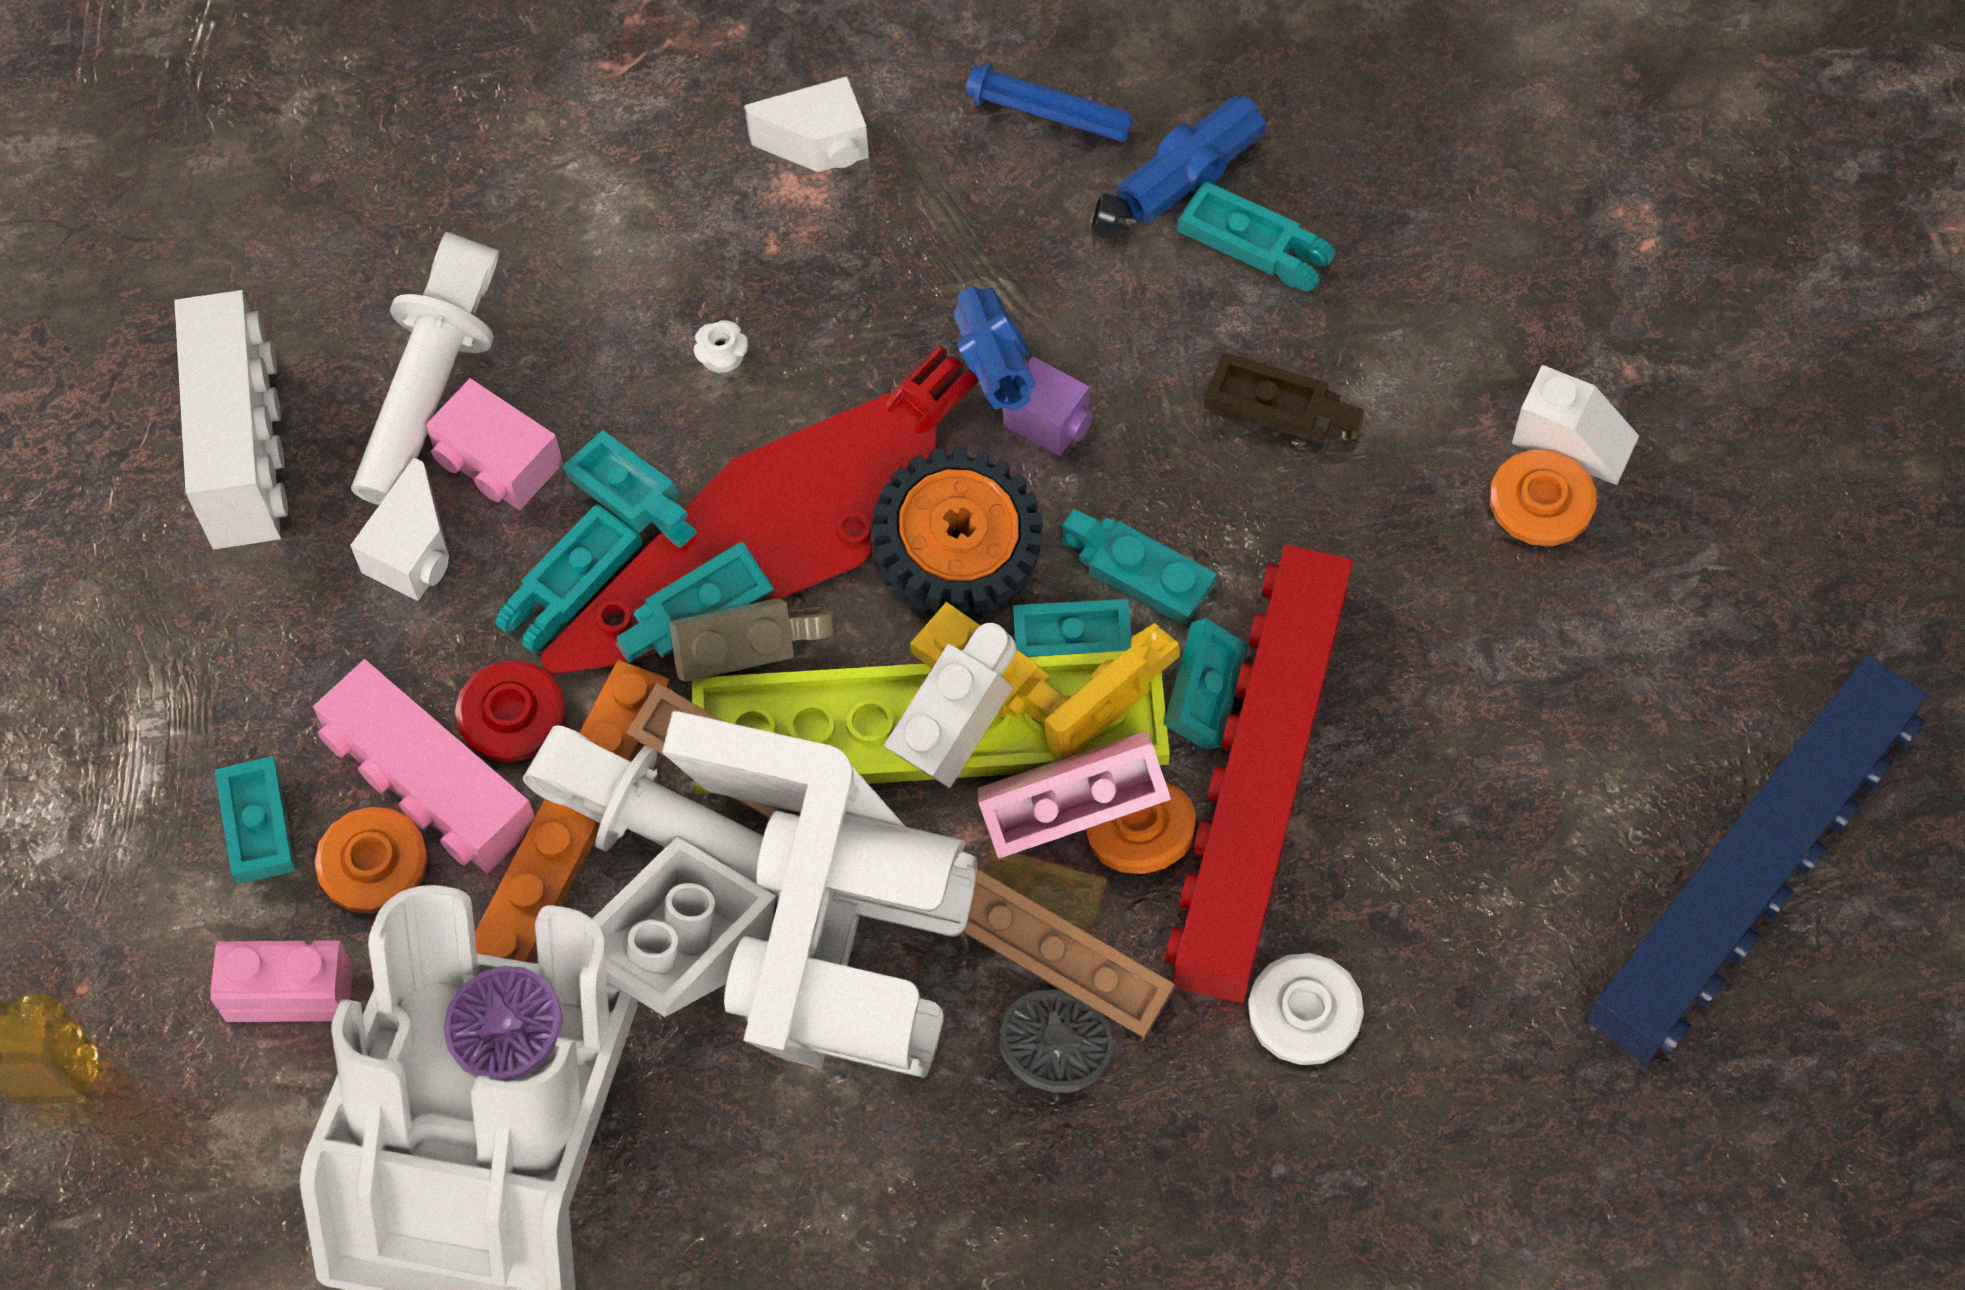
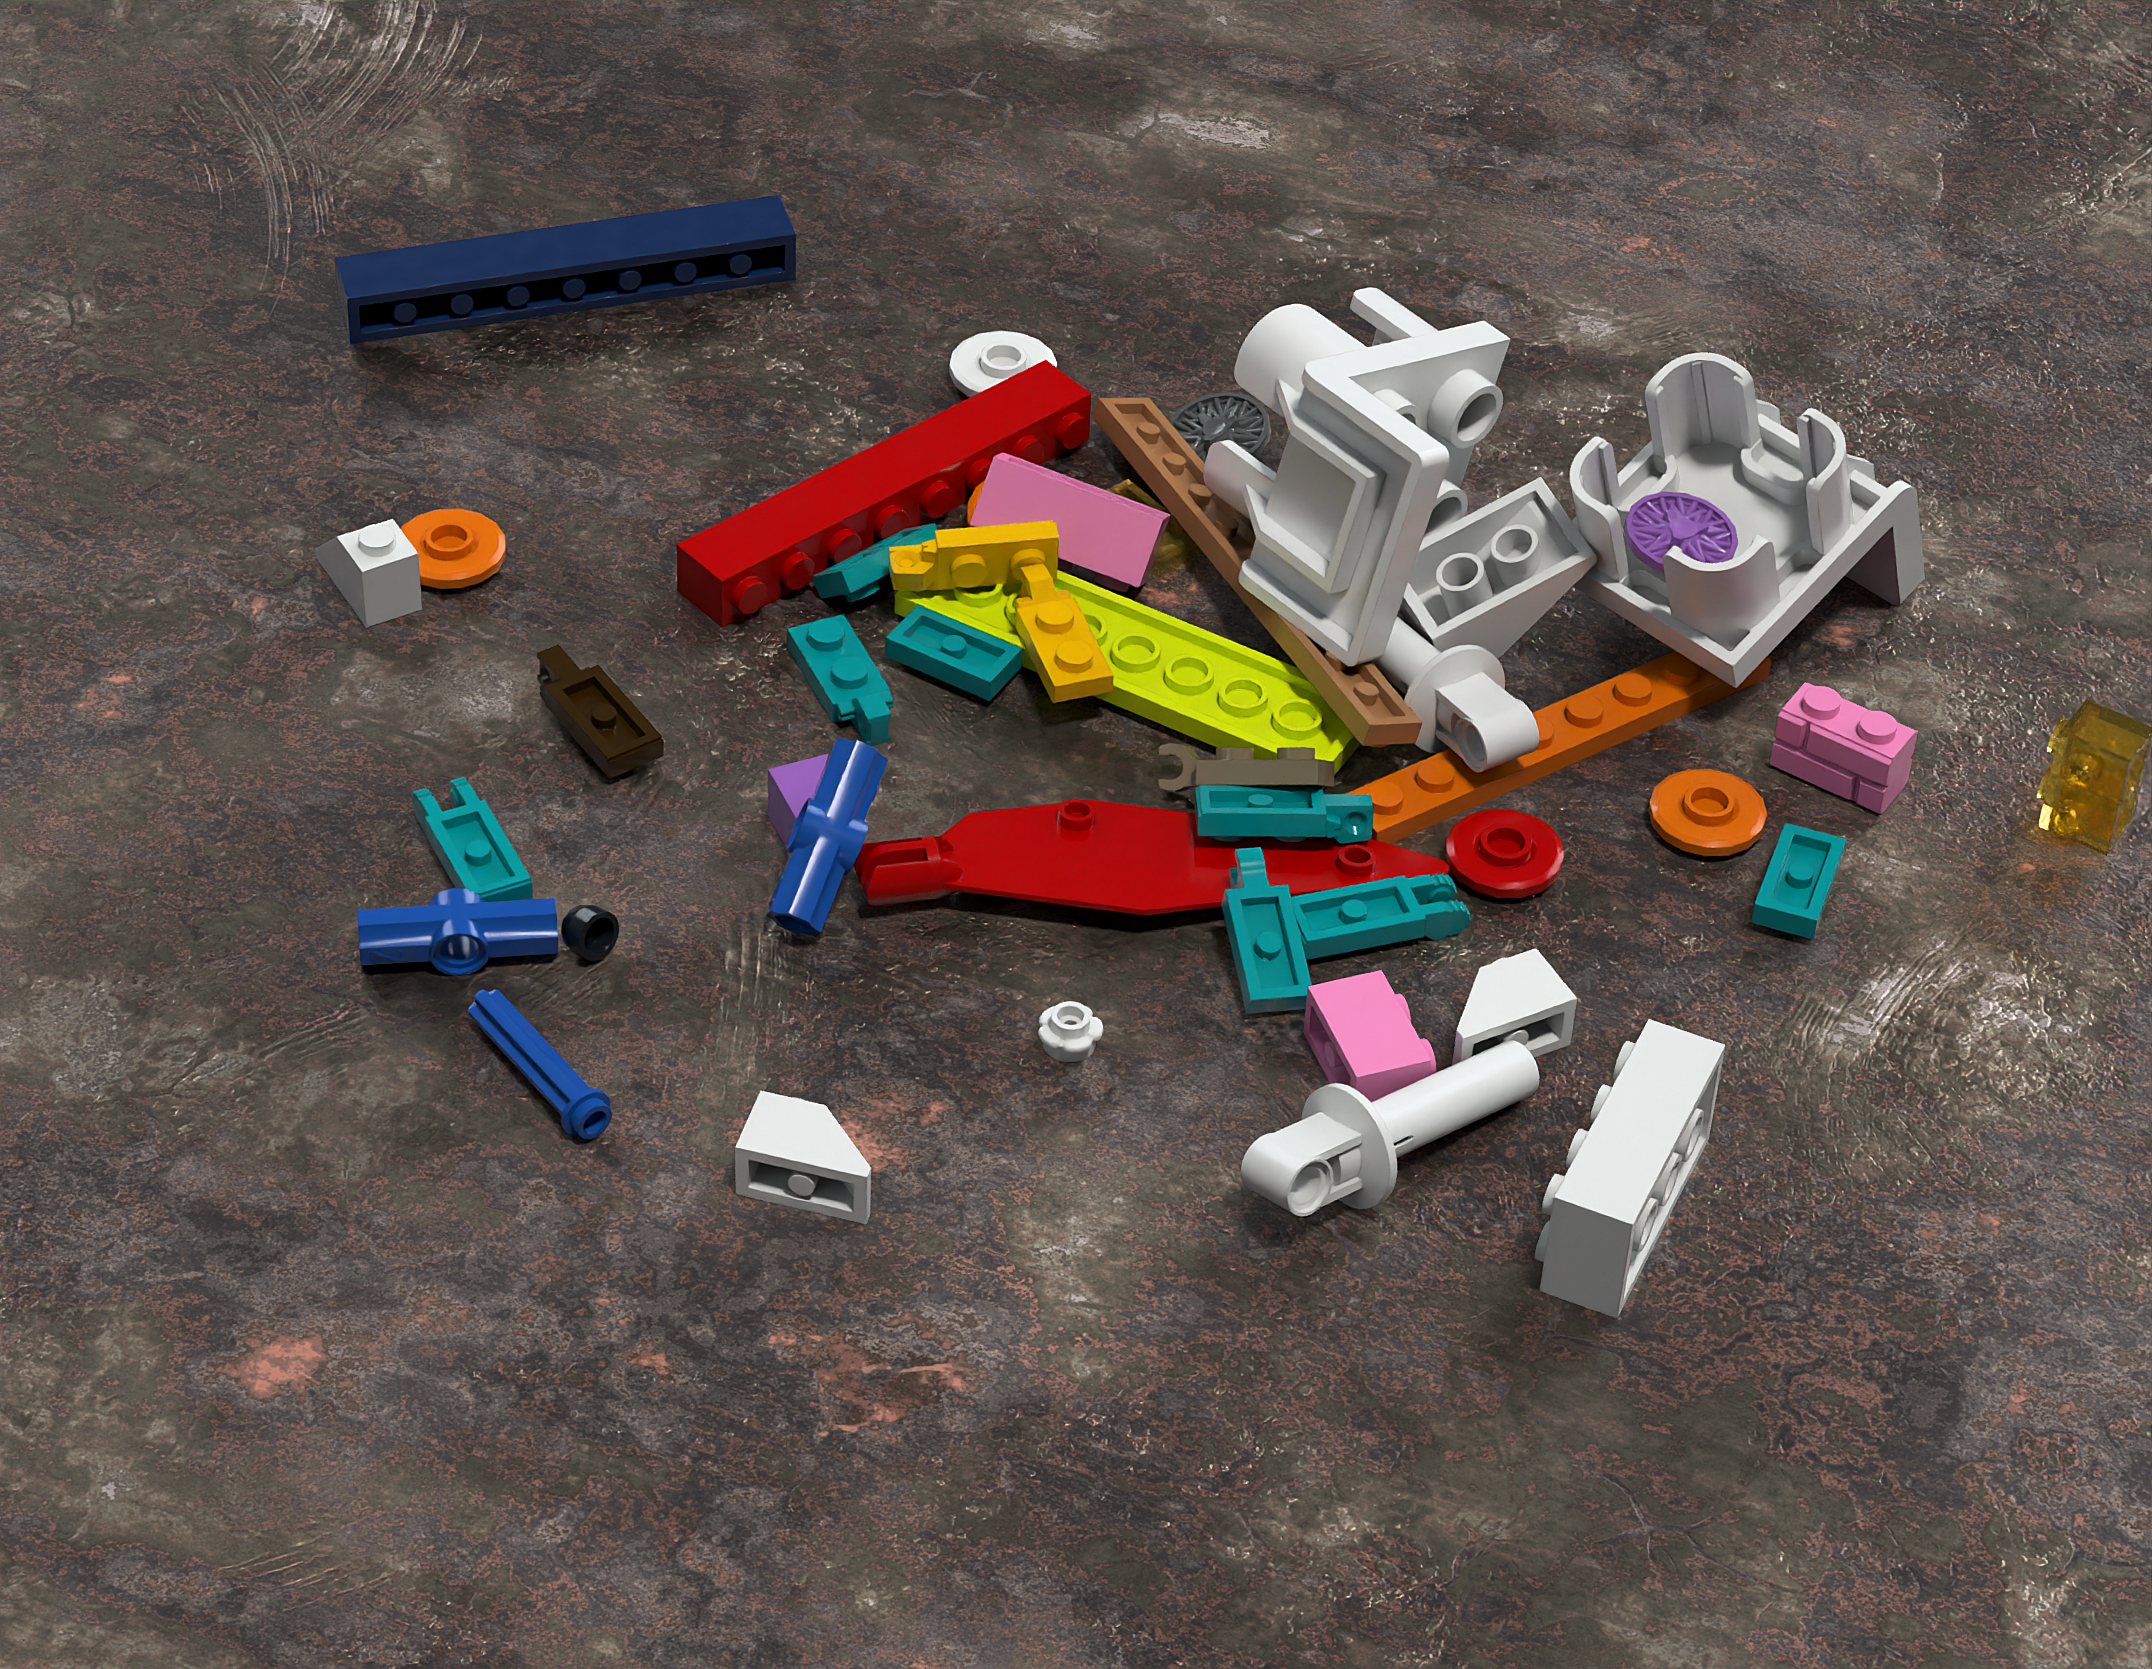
camera: 150 degrees left, 20 degrees down
(424, 767) = (1617, 837): bright pink brick -> none
(955, 705) = (1127, 582): white brick -> none
(963, 494) = (992, 748): wheel -> none

